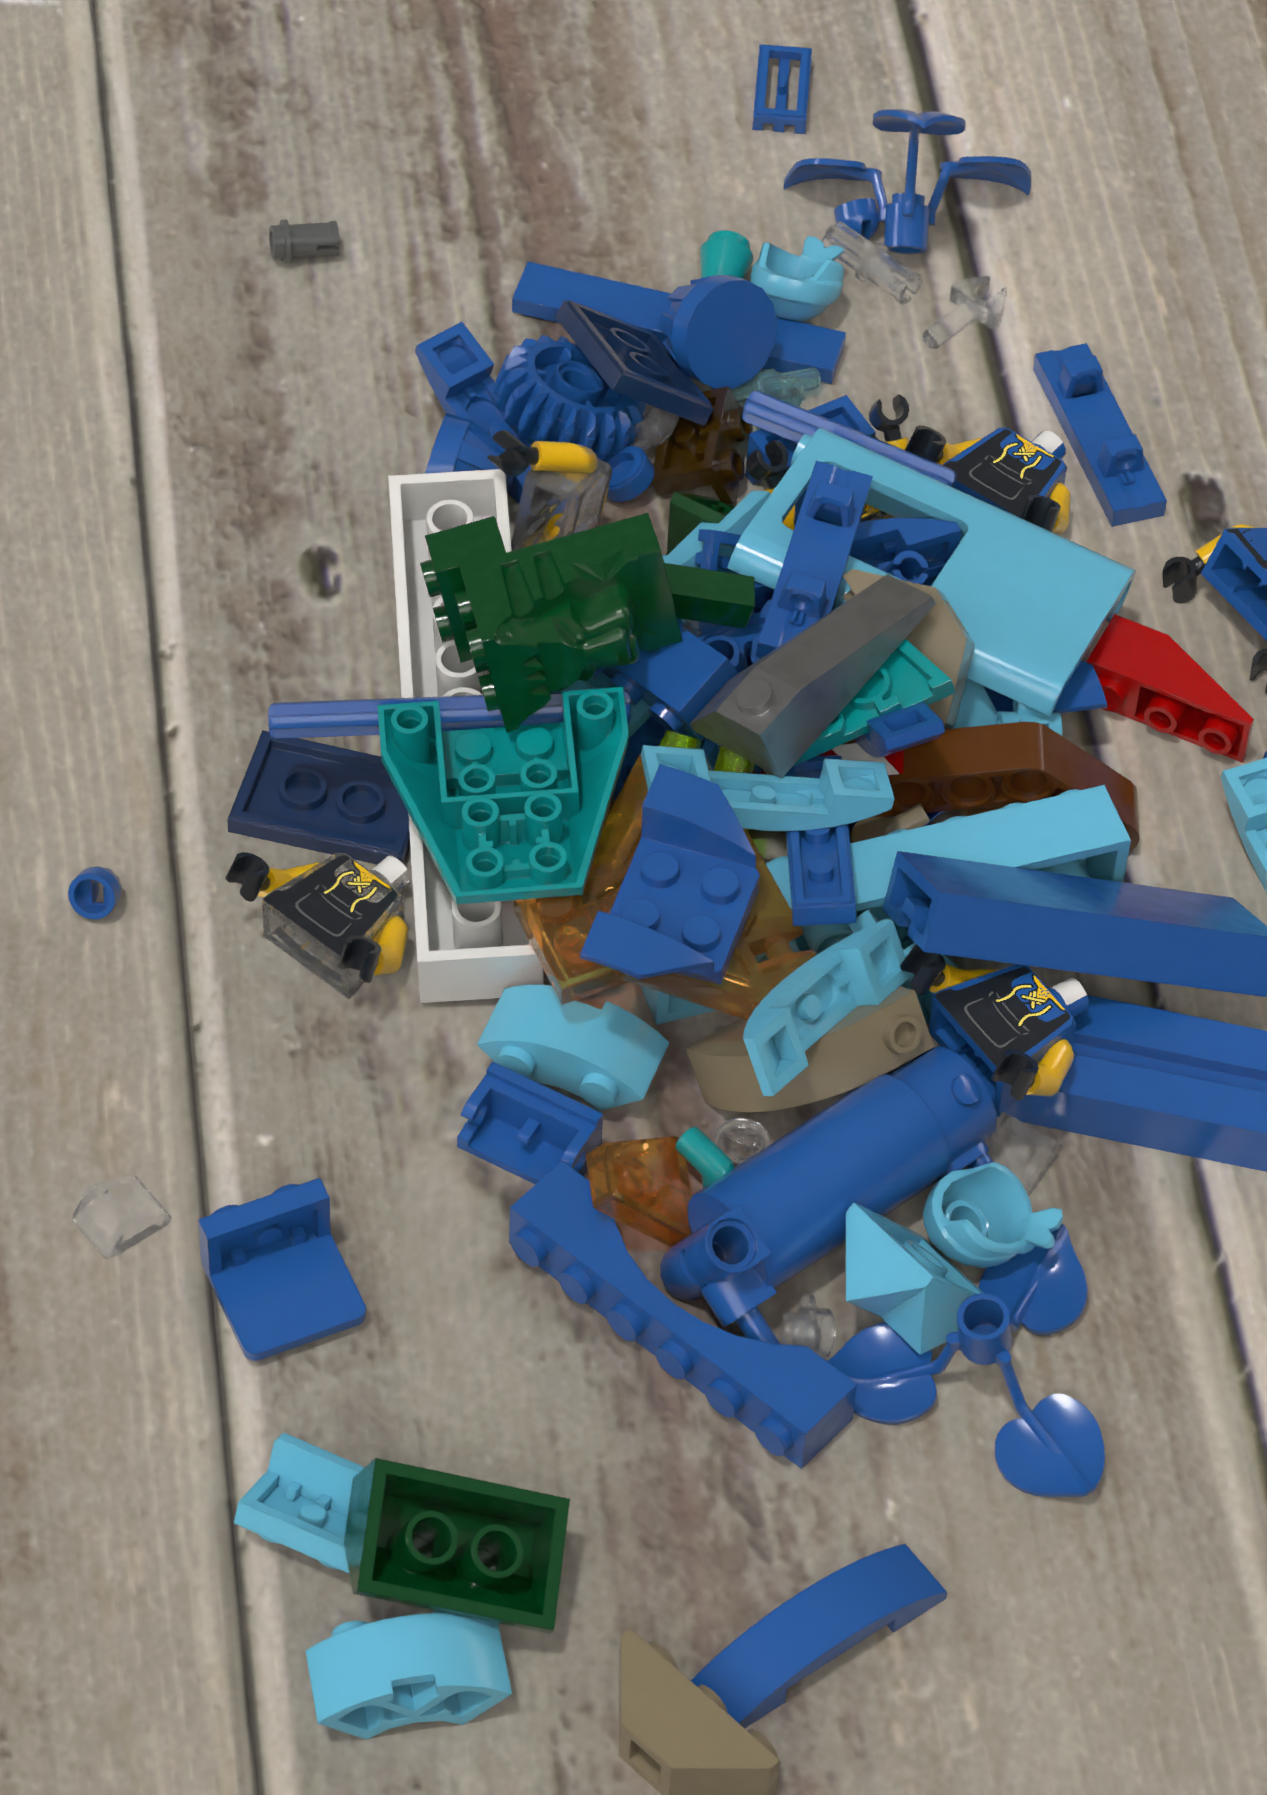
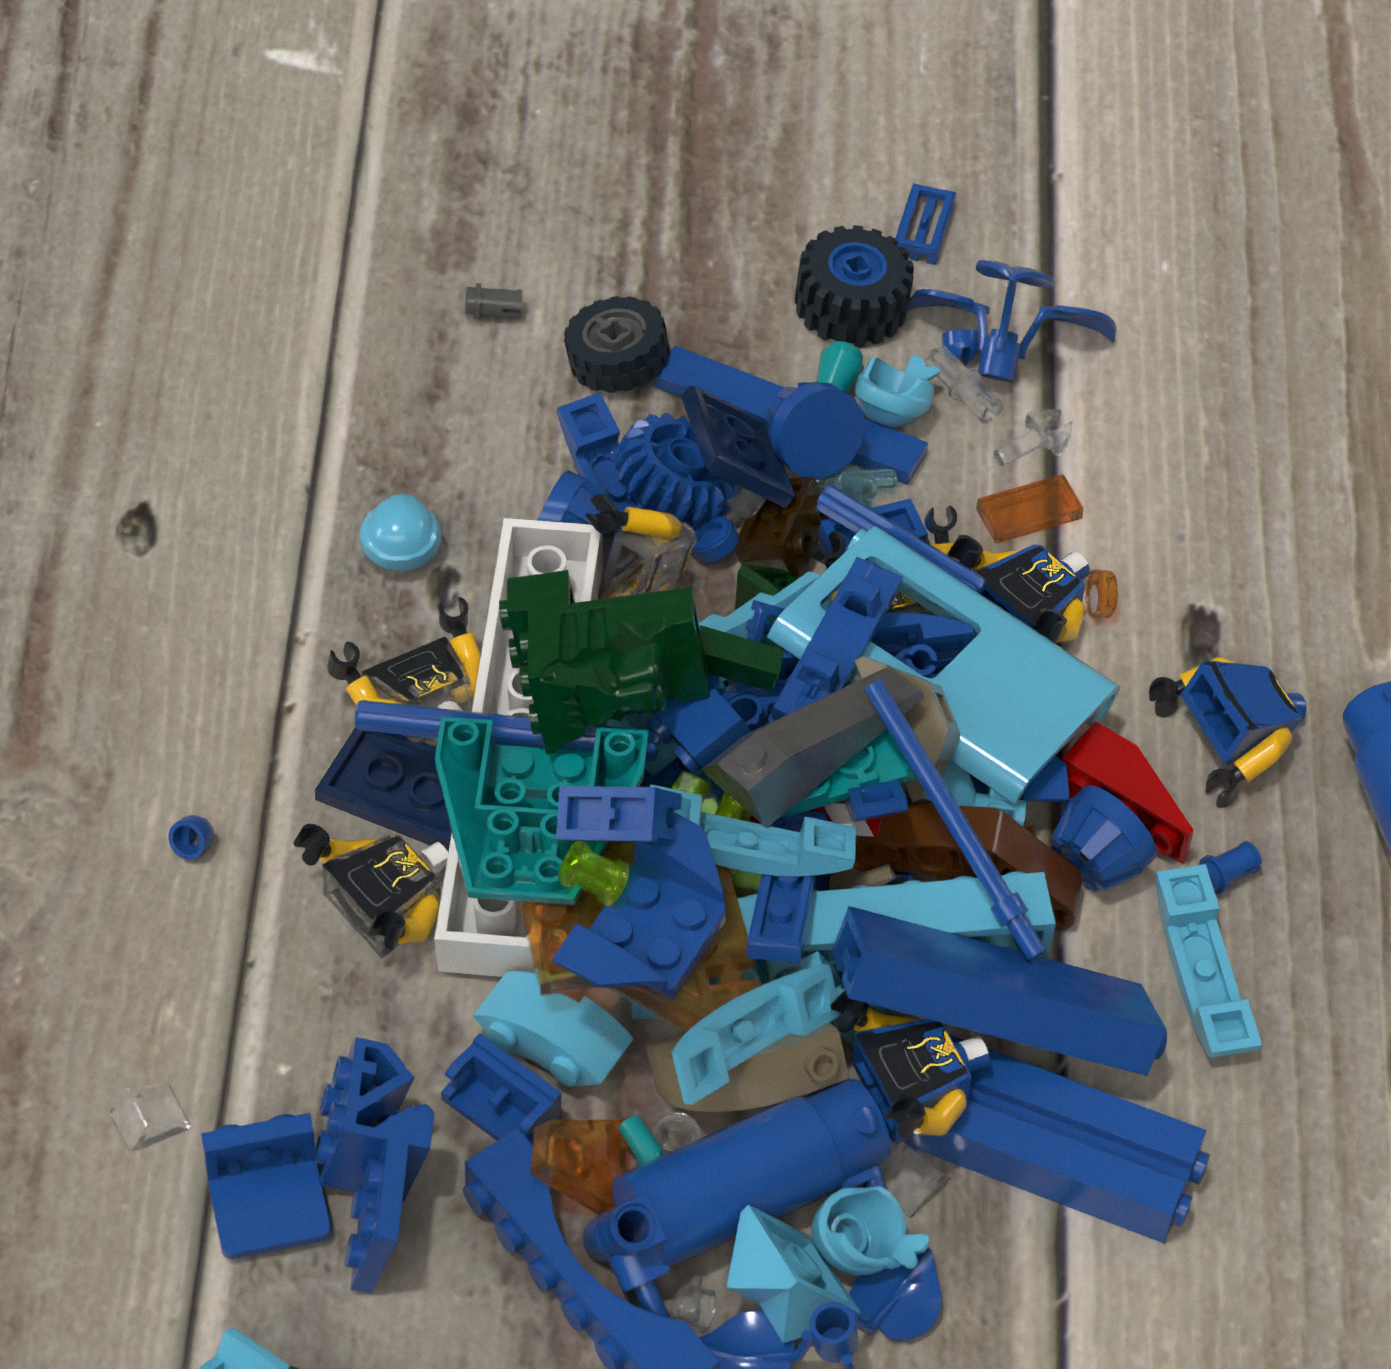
camera: 10 degrees right, 0 degrees up
(260, 515) = (400, 534): none -> medium azure hat
(336, 666) = (430, 676): none -> torso
(401, 1212) = (372, 1150): none -> blue piece
(462, 268) = (617, 344): none -> black wheel
(602, 853) = (593, 873): none -> clear neon green bush
(616, 780) = (615, 813): none -> blue hinge
(721, 166) = (854, 285): none -> black wheel
(978, 391) = (1029, 508): none -> clear orange tile
(1076, 827) = (1007, 907): none -> blue bar
(1084, 474) = (1101, 593): none -> clear orange tile
(1099, 435) = (1124, 551): blue hinge -> none
(1155, 742) = (1103, 839): none -> blue piece

